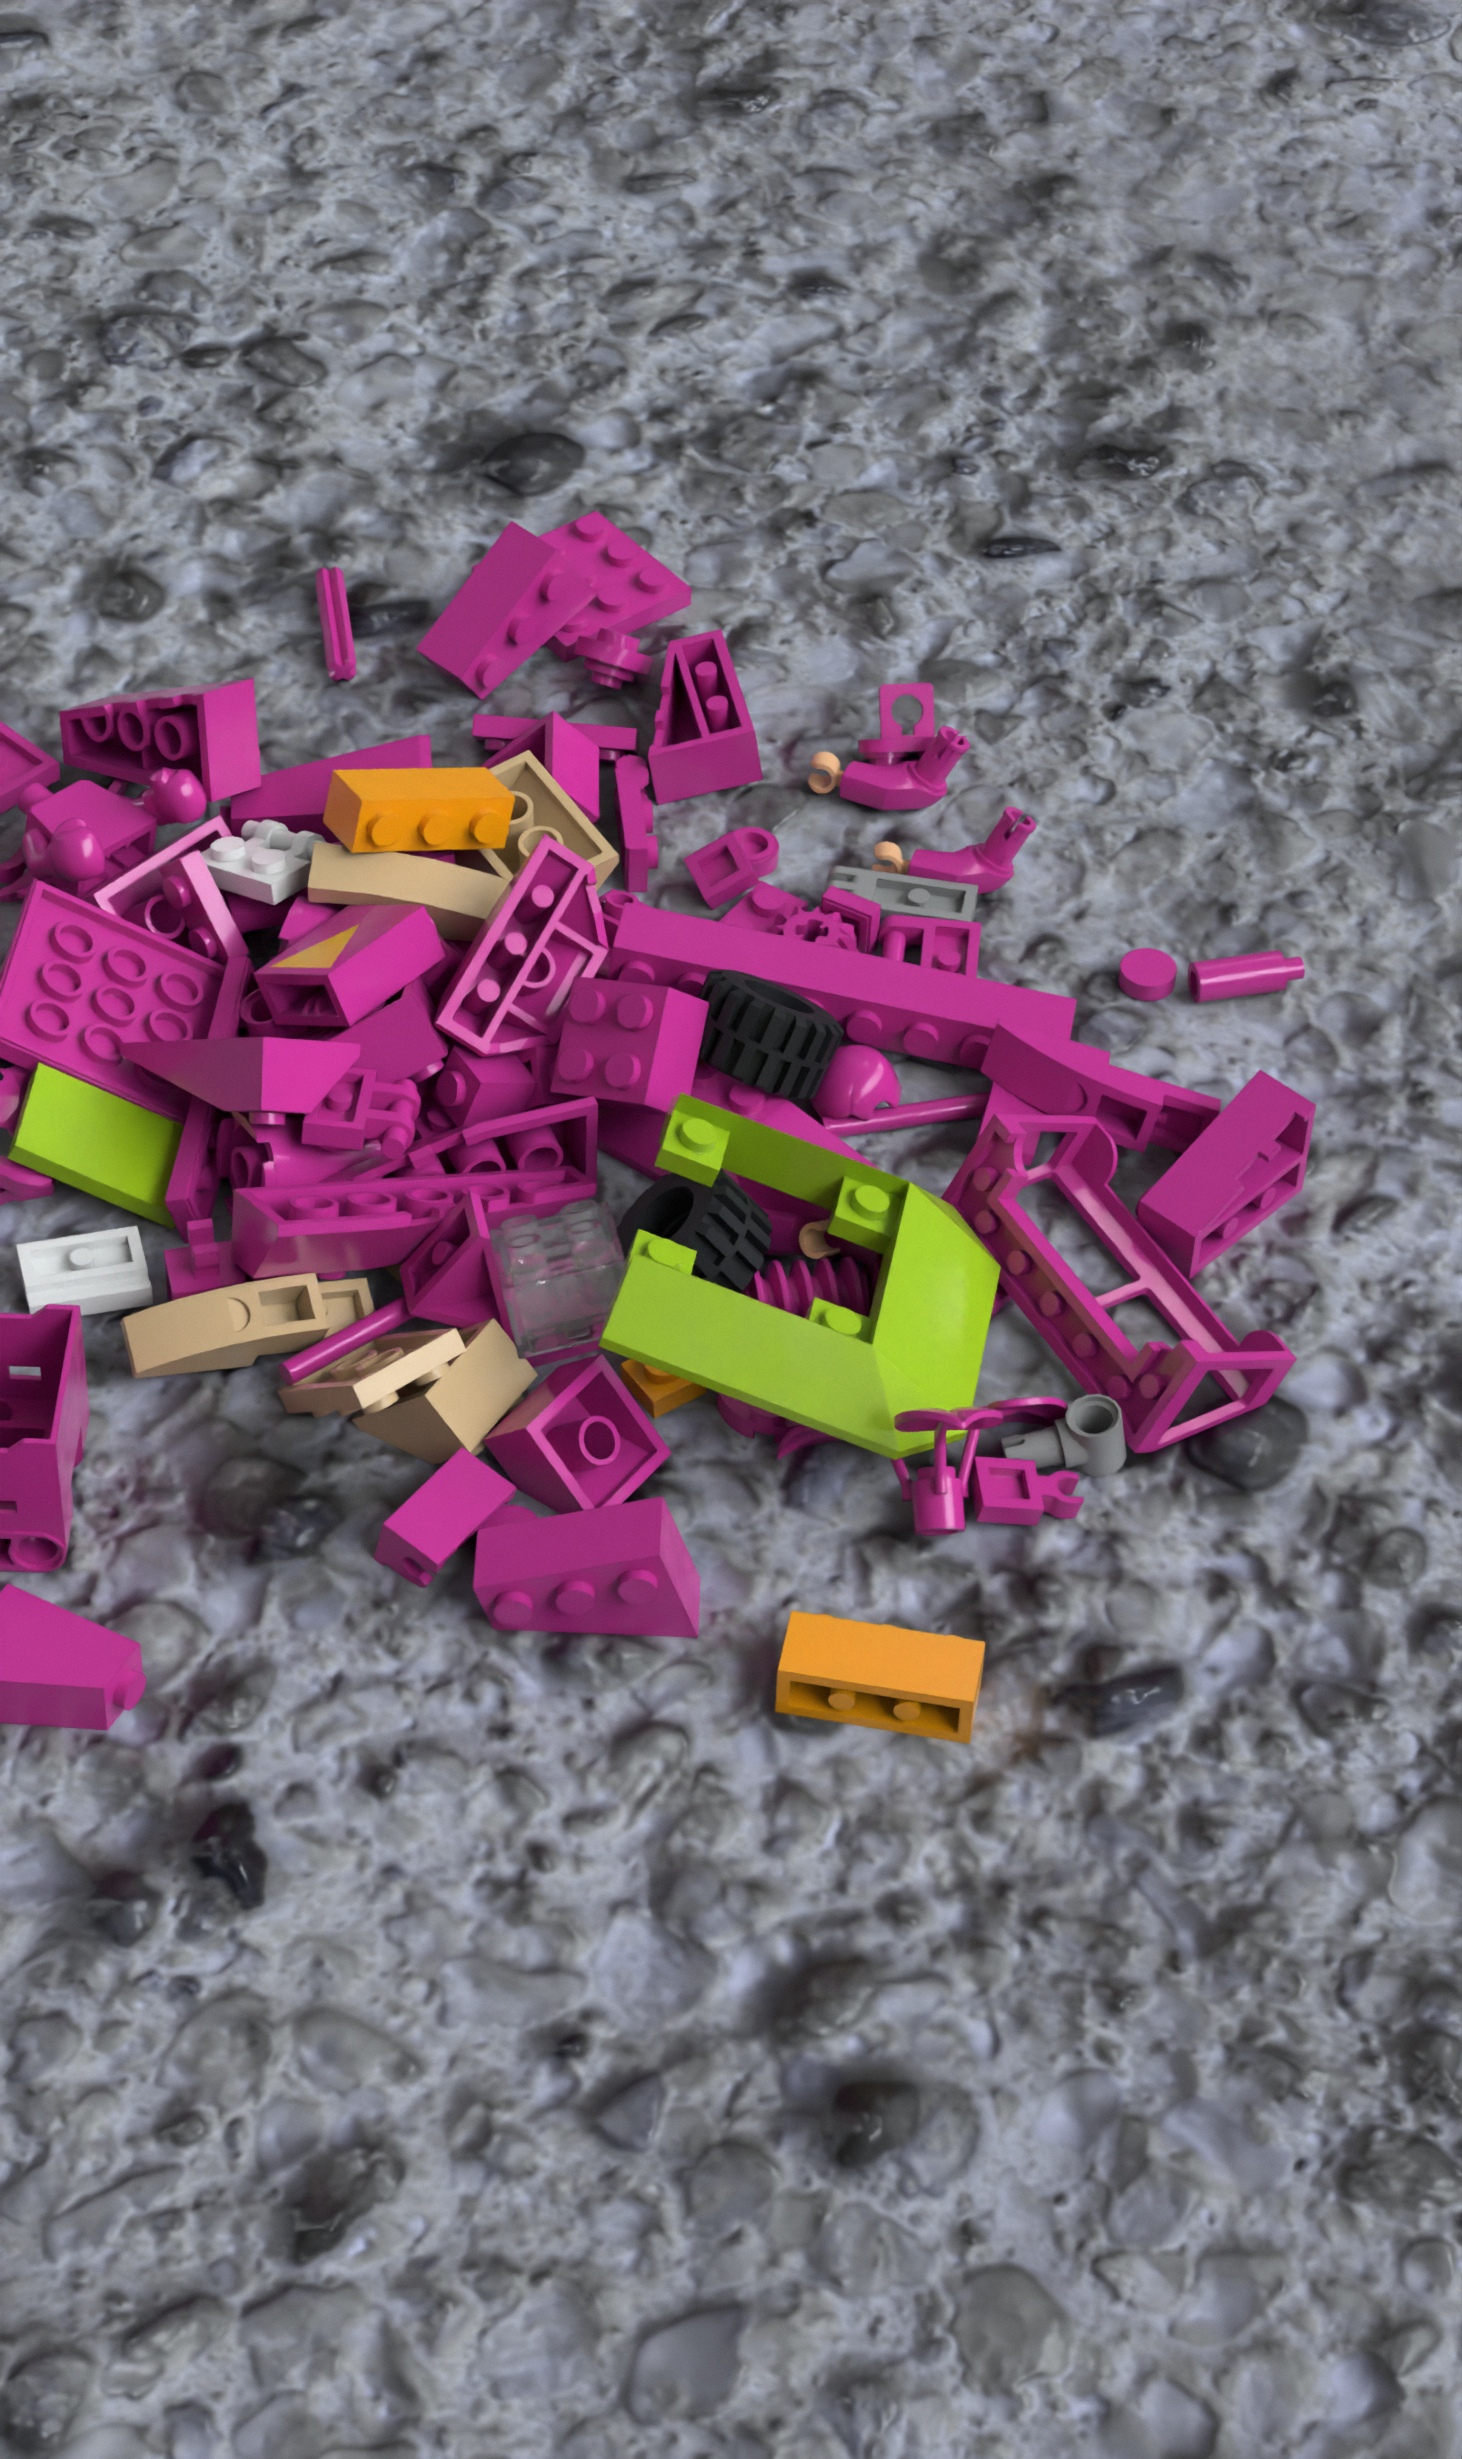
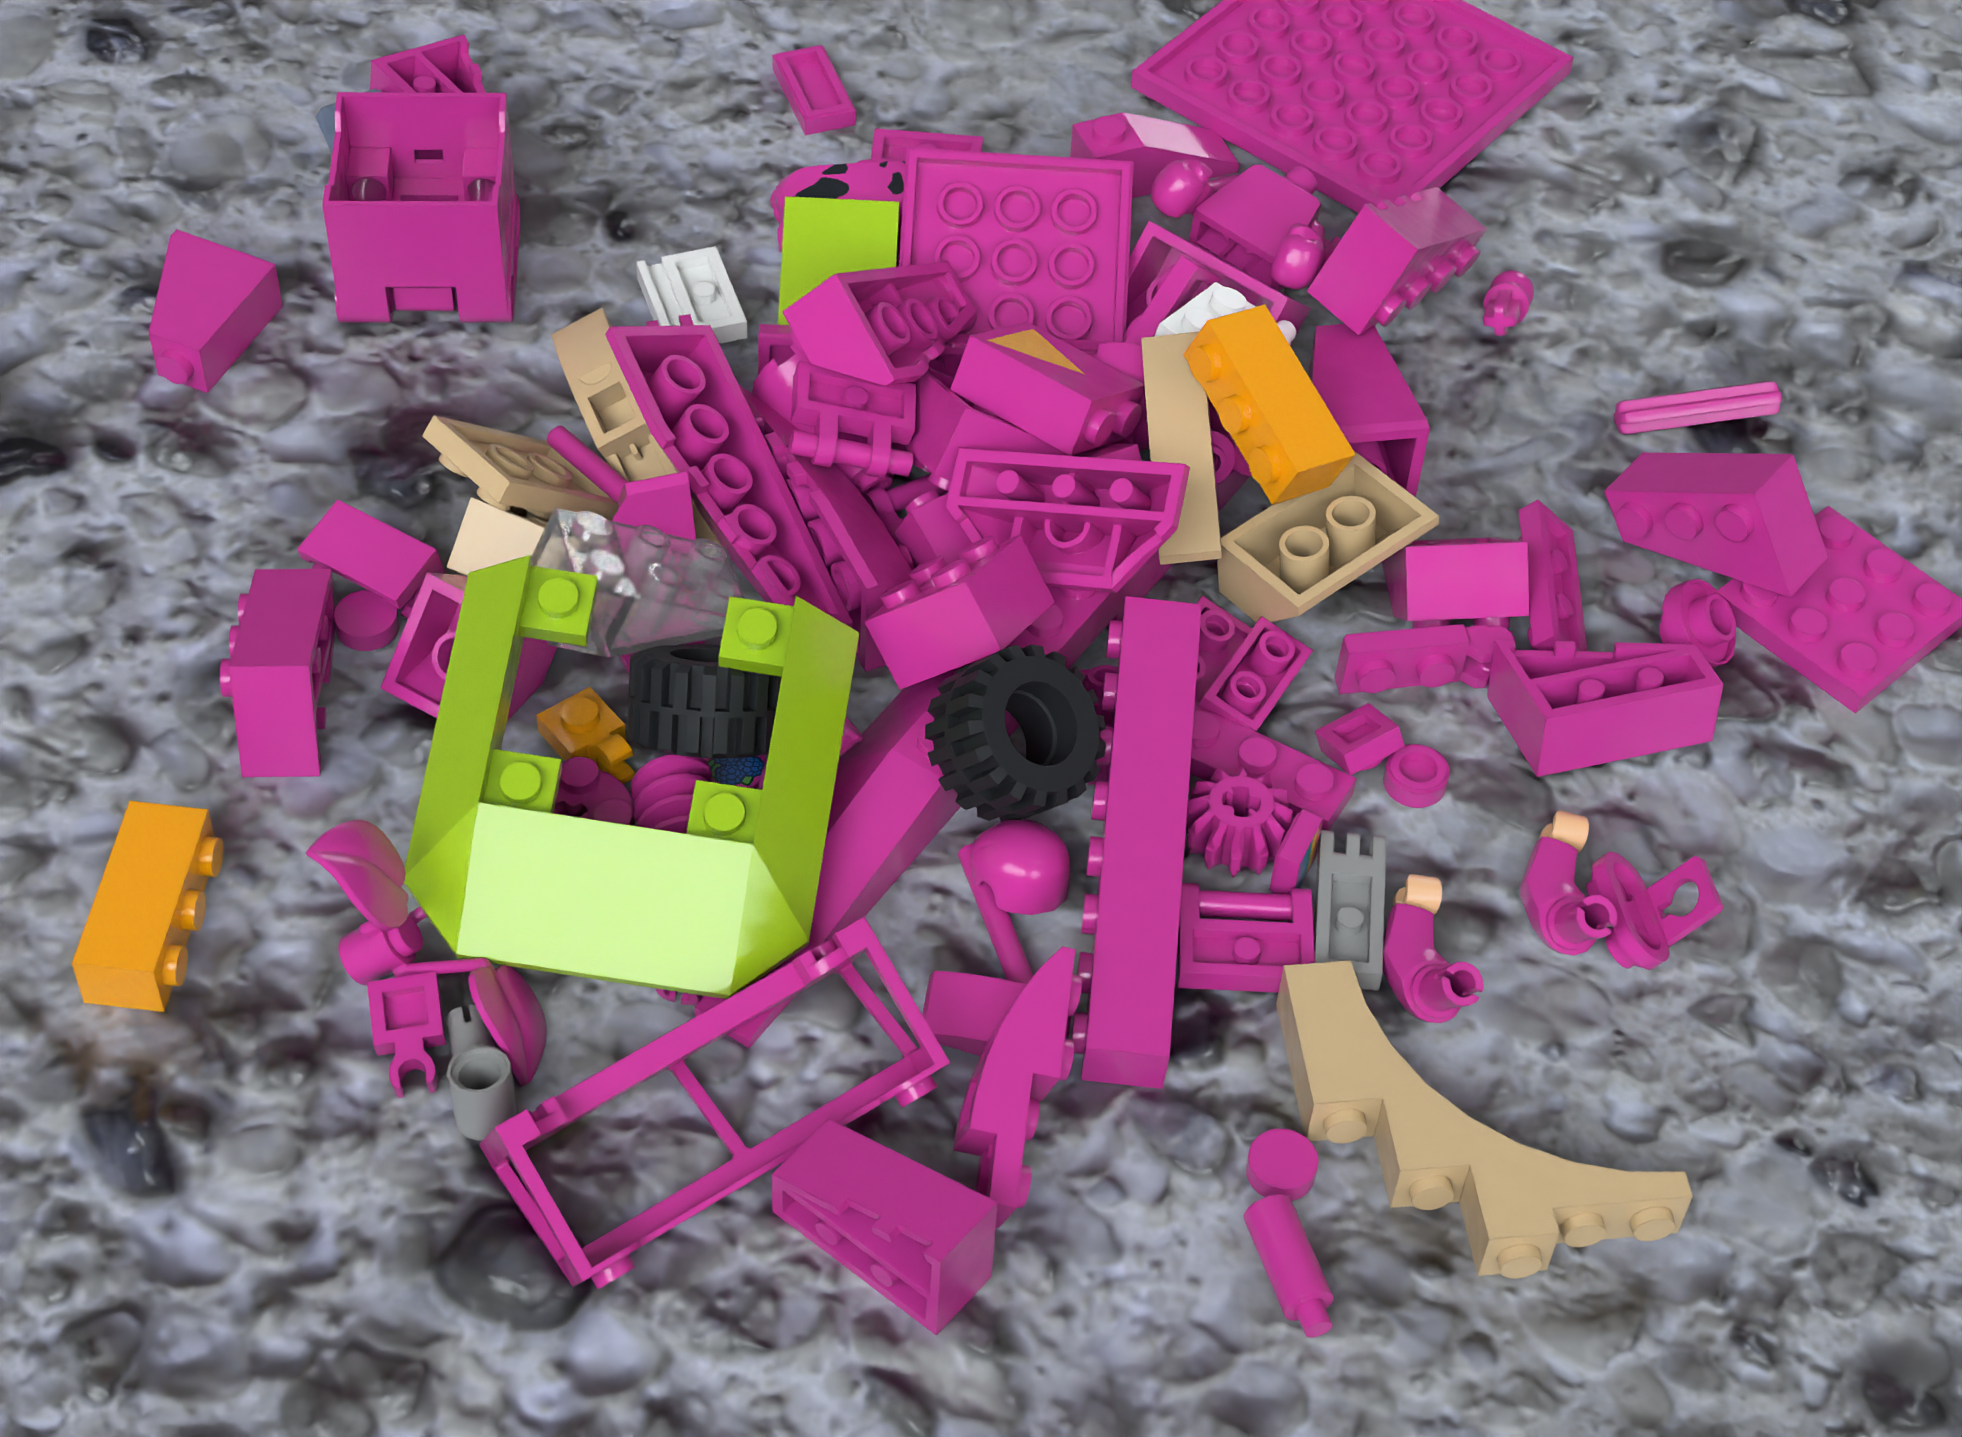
camera: 85 degrees right, 5 degrees up
(1090, 911) = (1435, 1154): none -> tan arch

